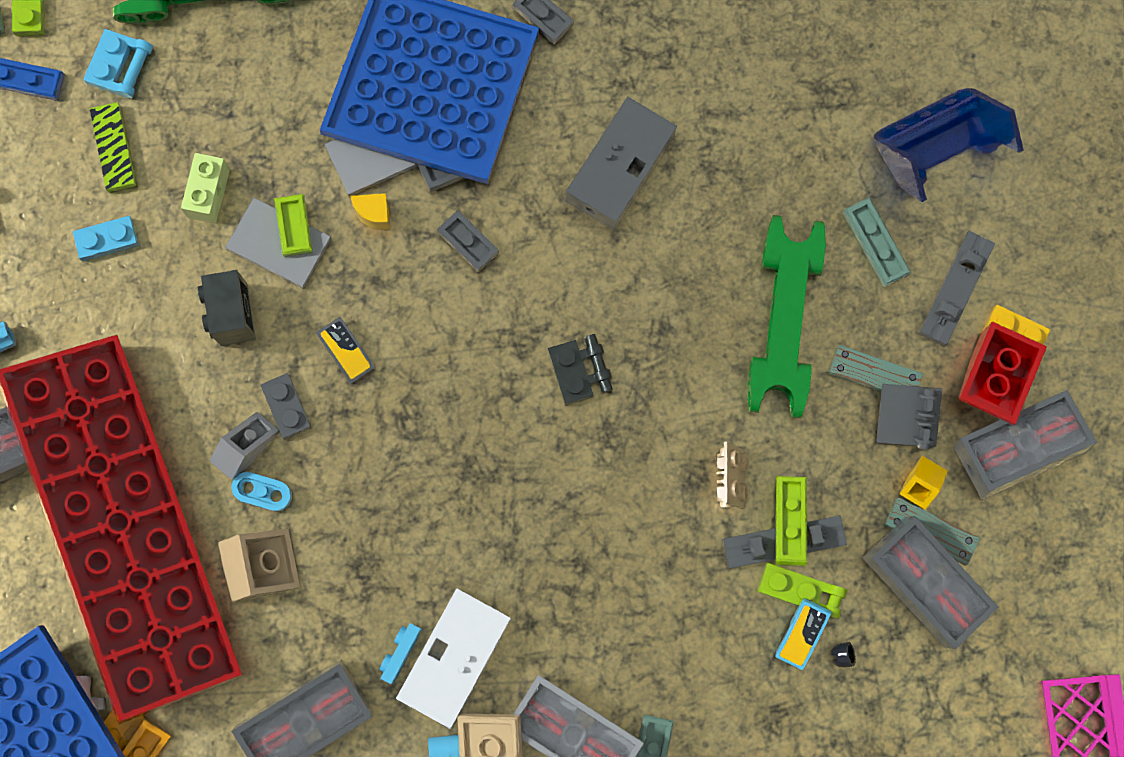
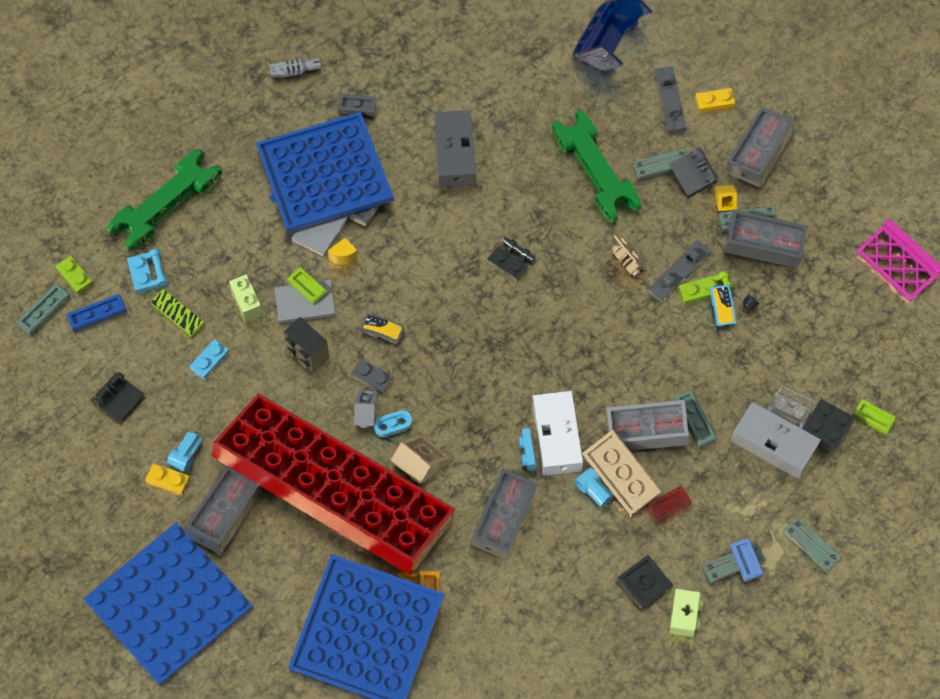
camera: 30 degrees left, 15 degrees down
(467, 241) = (404, 235): dark grey plate -> none
(791, 520) = (675, 257): lime tile -> none
(876, 242) = (613, 104): sand green tile -> none
(1001, 372) = (722, 118): red slope -> none

